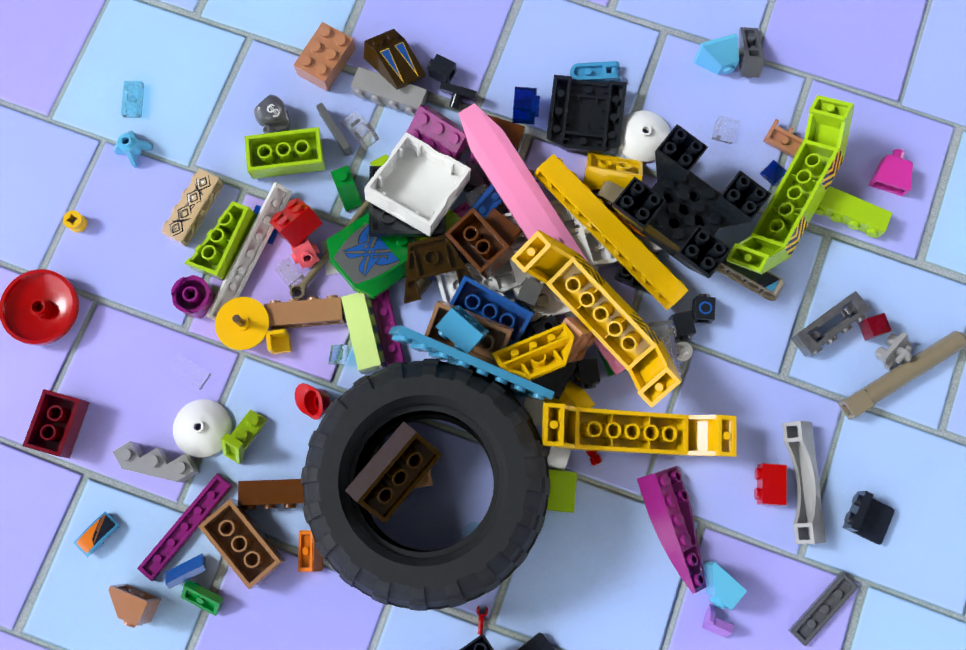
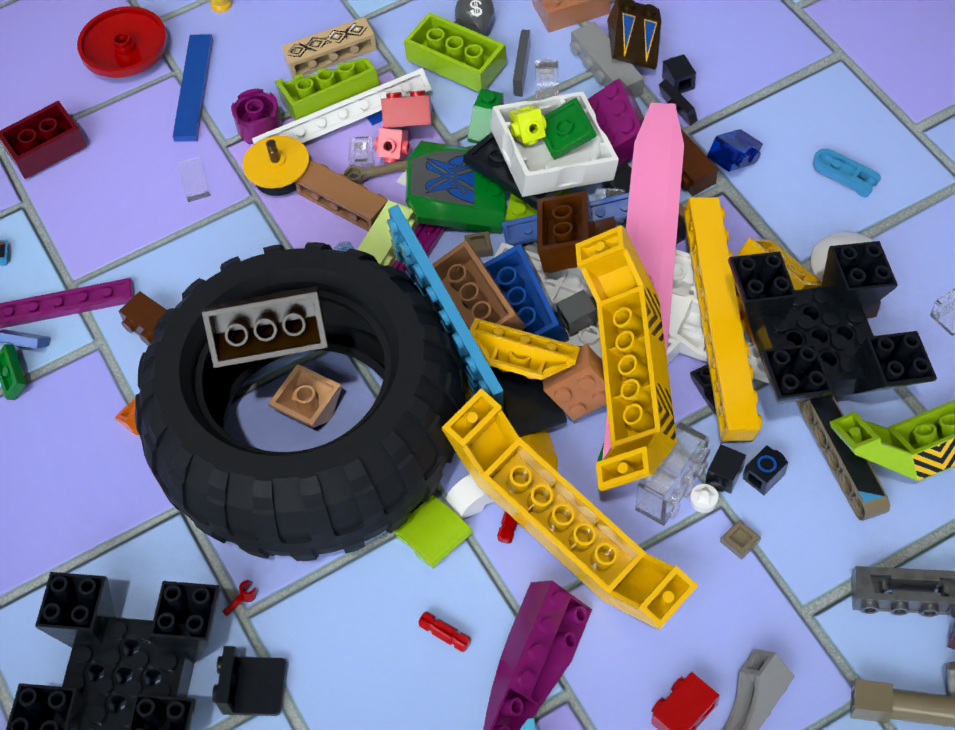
camera: 45 degrees right, 20 degrees down
(122, 303) = (193, 88): none -> blue tile
(156, 463) = (89, 230): light grey brick -> none
(214, 425) = (157, 234): white dish -> none
(236, 443) = (181, 259): lime bracket -> none
(241, 543) = (88, 349): medium nougat brick -> none
(278, 341) = (294, 203): yellow panel -> none
(394, 184) = (527, 124): none -> neon yellow brick
(417, 168) = (567, 129): none -> green tile
(428, 259) = (502, 220): dark brown wing -> none
(461, 329) = (463, 270): dark azure brick -> none
(586, 114) = (798, 200): black wedge -> none
(587, 373) = (574, 441): black brick -> none
(611, 543) = (444, 631): none -> red axle
(720, 361) = (740, 539): none -> dark tan tile

